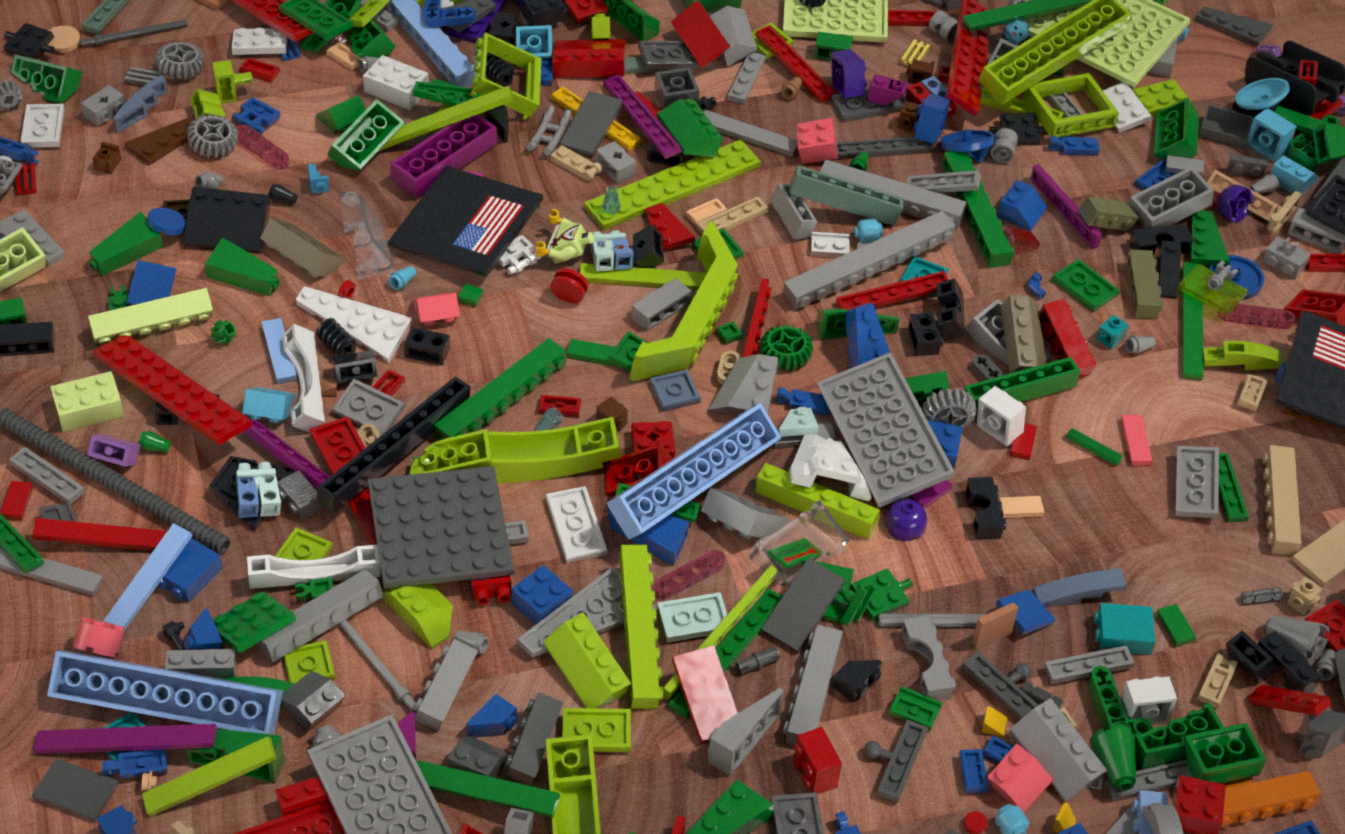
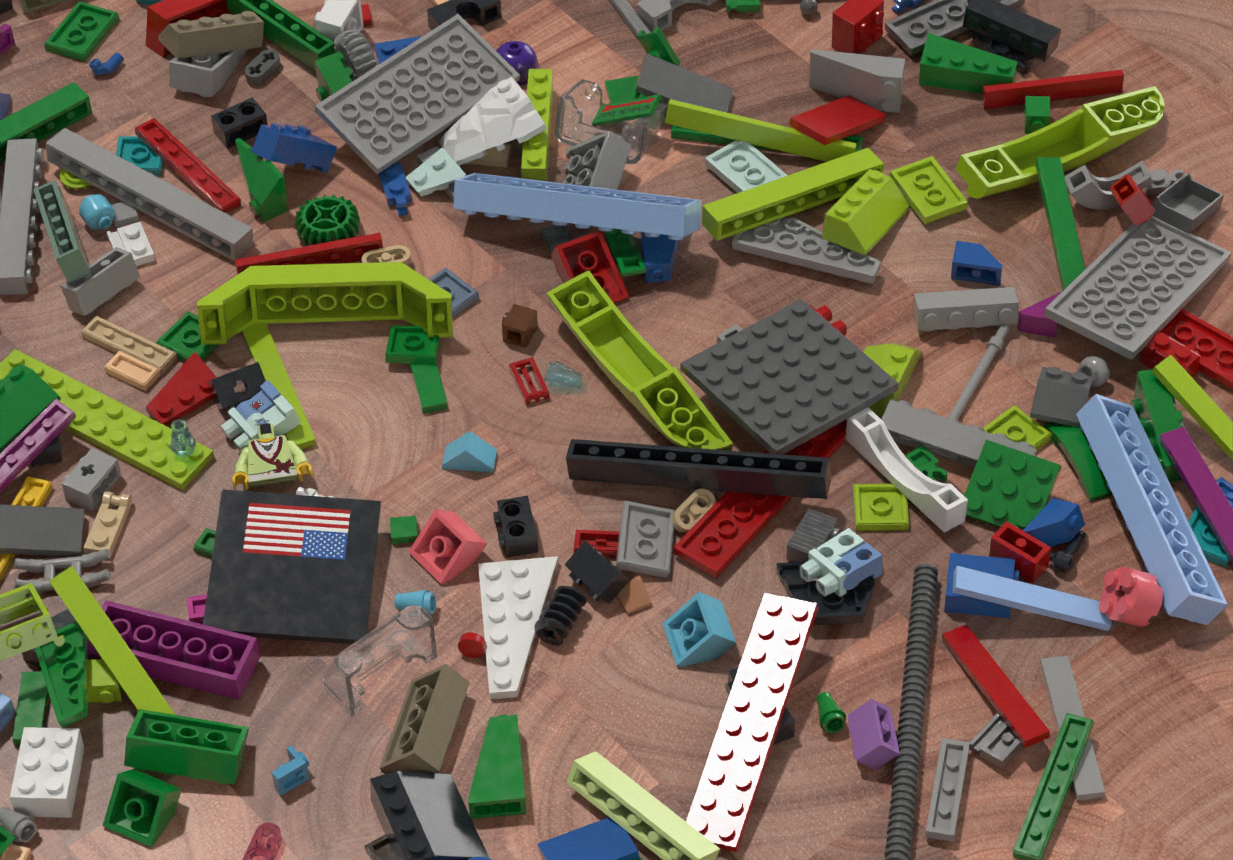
camera: 110 degrees left, 0 degrees up
(16, 500) = (998, 803): red tile -> none
(87, 401) = (817, 807): yellowish green brick -> none
(192, 599) = (1029, 553): none -> red brick
(209, 663) = (1102, 521): light grey brick -> none
(223, 332) = (620, 729): green gear -> none
(281, 194) = (338, 799): black cone -> none
(281, 363) = (606, 670): light blue tile -> none
(286, 453) = (764, 572): magenta tile -> none
(301, 349) = (612, 628): white arch -> none
(473, 639) = (895, 316): light grey cone -> none
(477, 757) = (1027, 255): dark grey slope -> none
(502, 391) = (531, 424): green brick -> none
(509, 348) = (469, 454): none -> medium azure slope
(531, 744) = (977, 222): dark grey brick -> none
(540, 594) = (806, 279): blue brick -> none
(569, 285) = (346, 430): red head -> none
(576, 524) = (686, 304): white tile -> none
(651, 434) = (532, 280): red brick -> none
(661, 304) = (321, 347): light grey brick -> none
(690, 576) = (667, 184): clear pink beam -> none
(747, 385) = (417, 220): light grey wedge -> none
(757, 660) = (753, 106): dark grey pin -> none
(814, 682) = (762, 60): light grey brick -> none
(856, 677) = (737, 37): black slope -> none
(888, 595) = (618, 55): green plate -> none
(952, 313) = (183, 112): black arch -> none
(1021, 238) = (40, 87): clear red tile -> none

